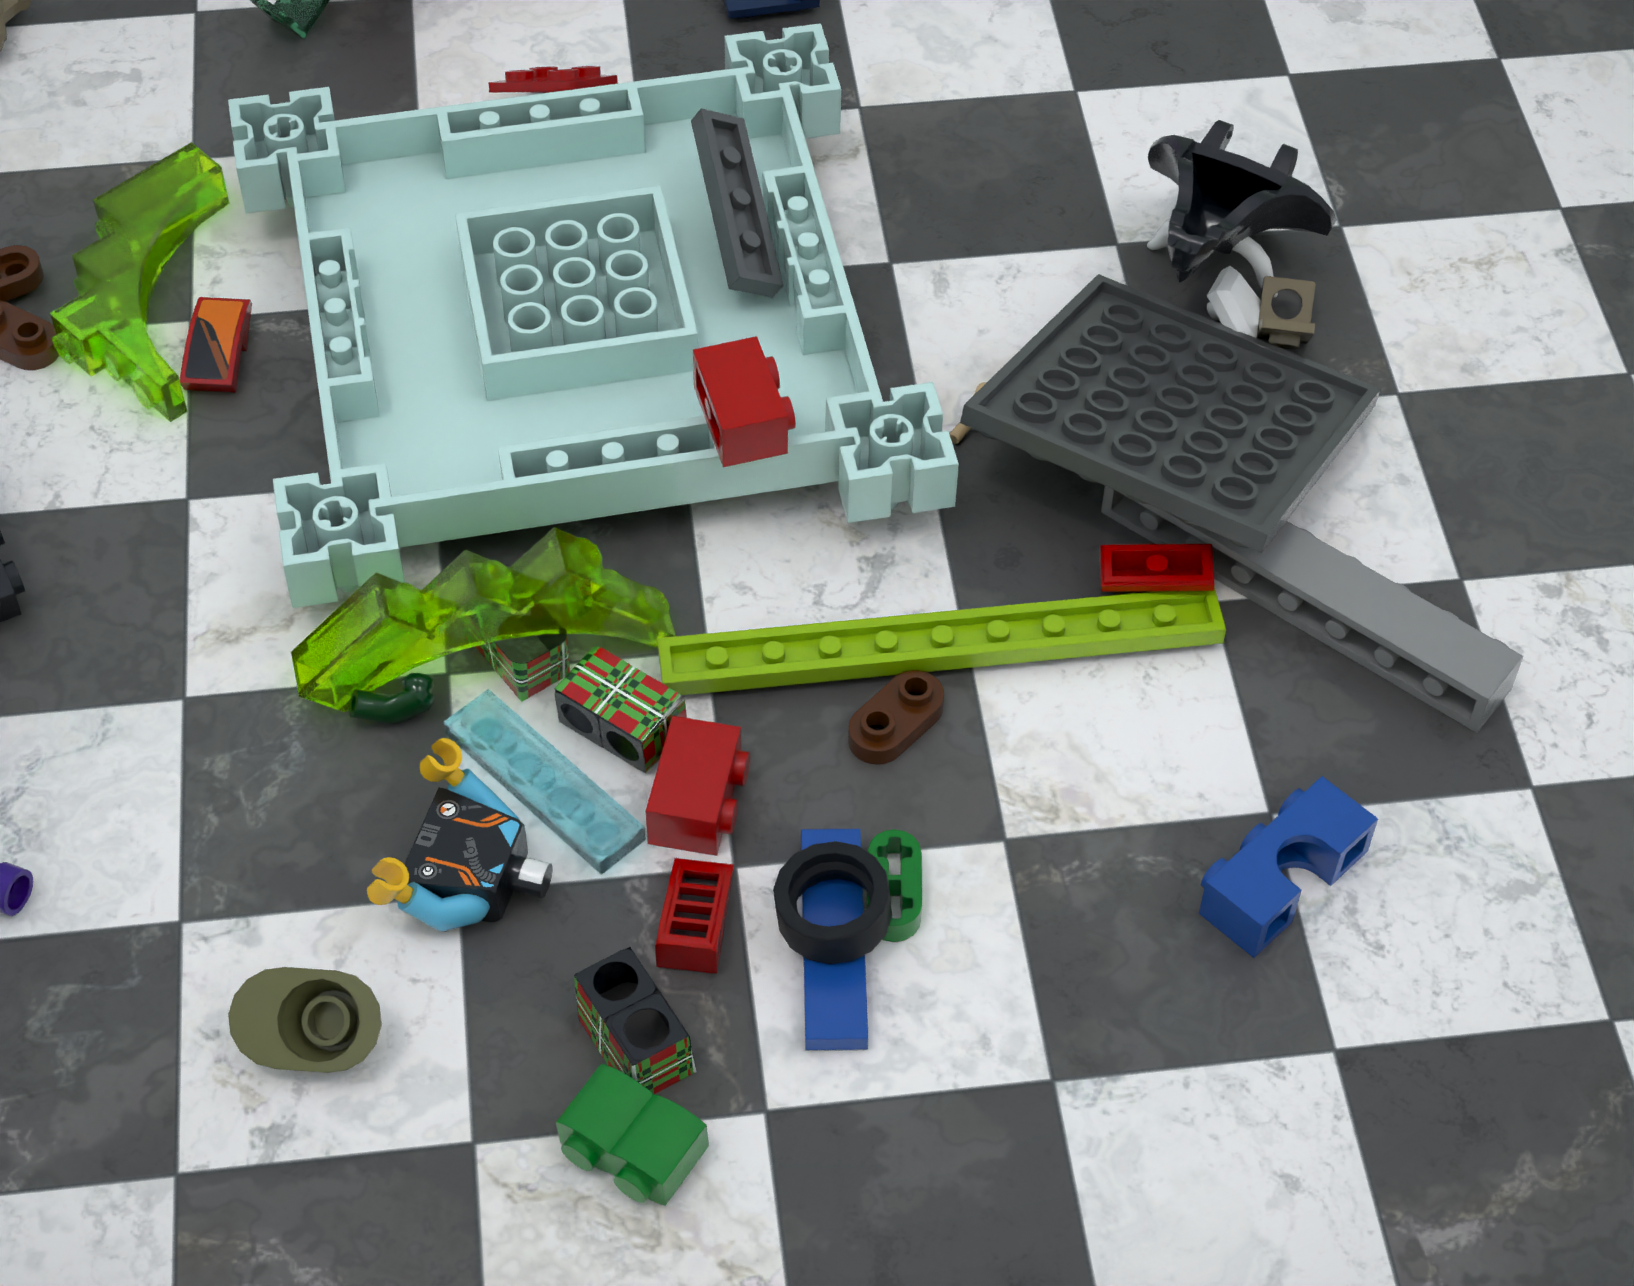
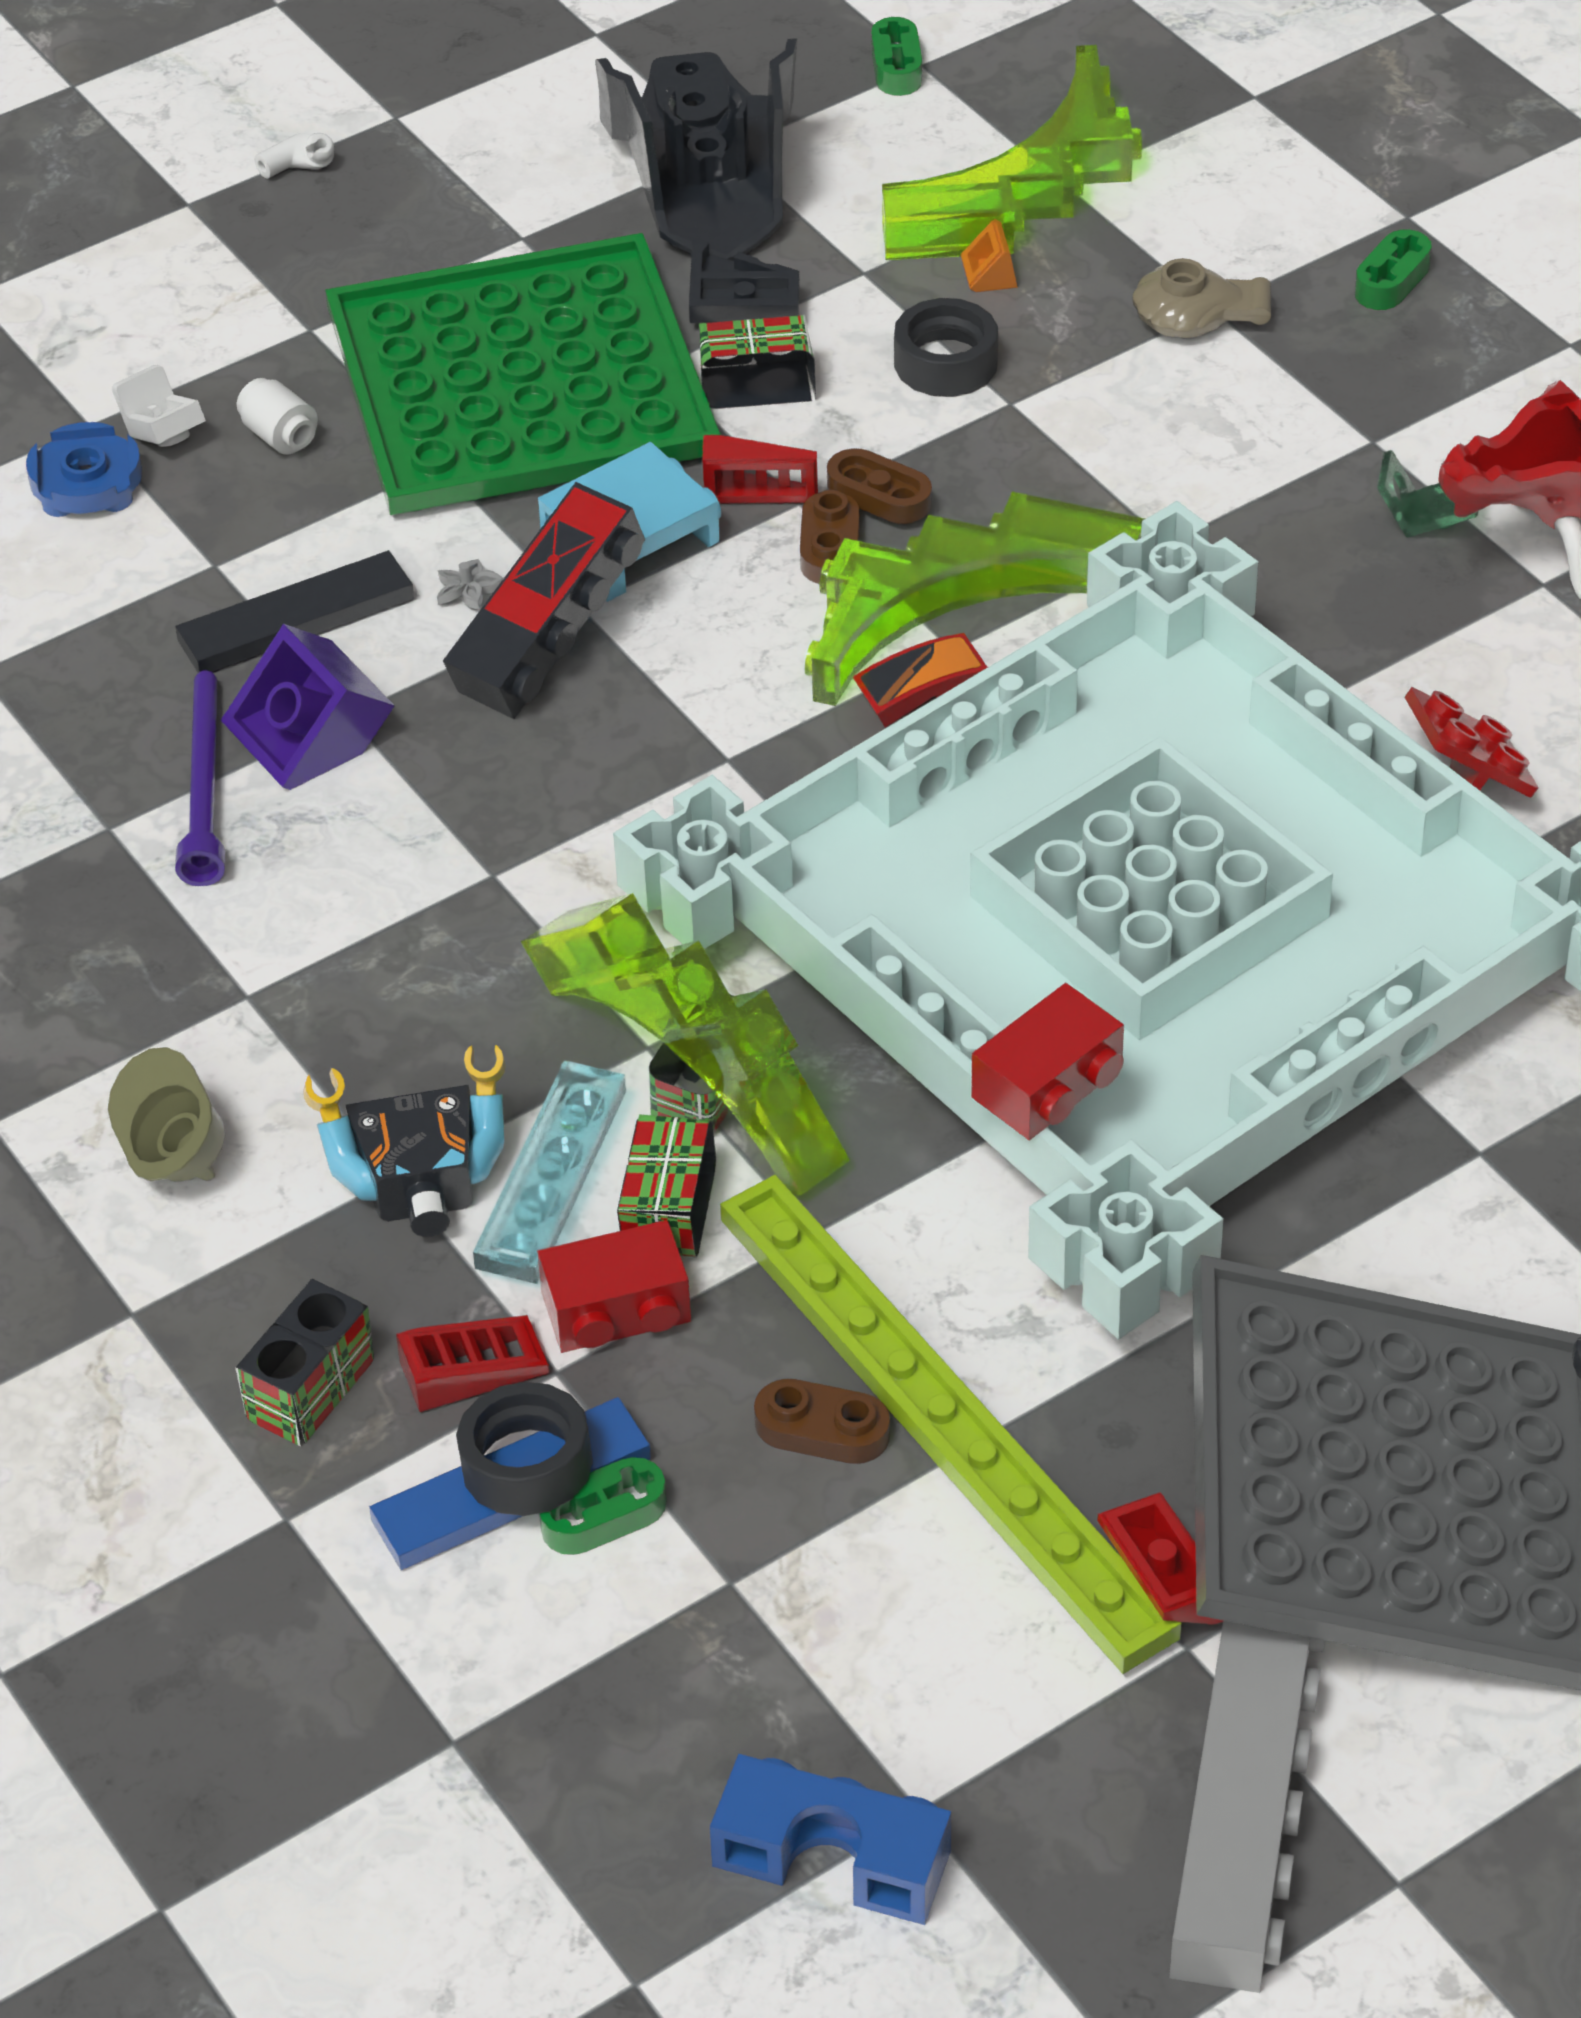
camera: 65 degrees right, 5 degrees down
(394, 708) = (566, 1020): dark green arm -> none
(631, 1134) = (182, 1416): green brick -> none
(736, 203) = (1356, 944): dark grey plate -> none

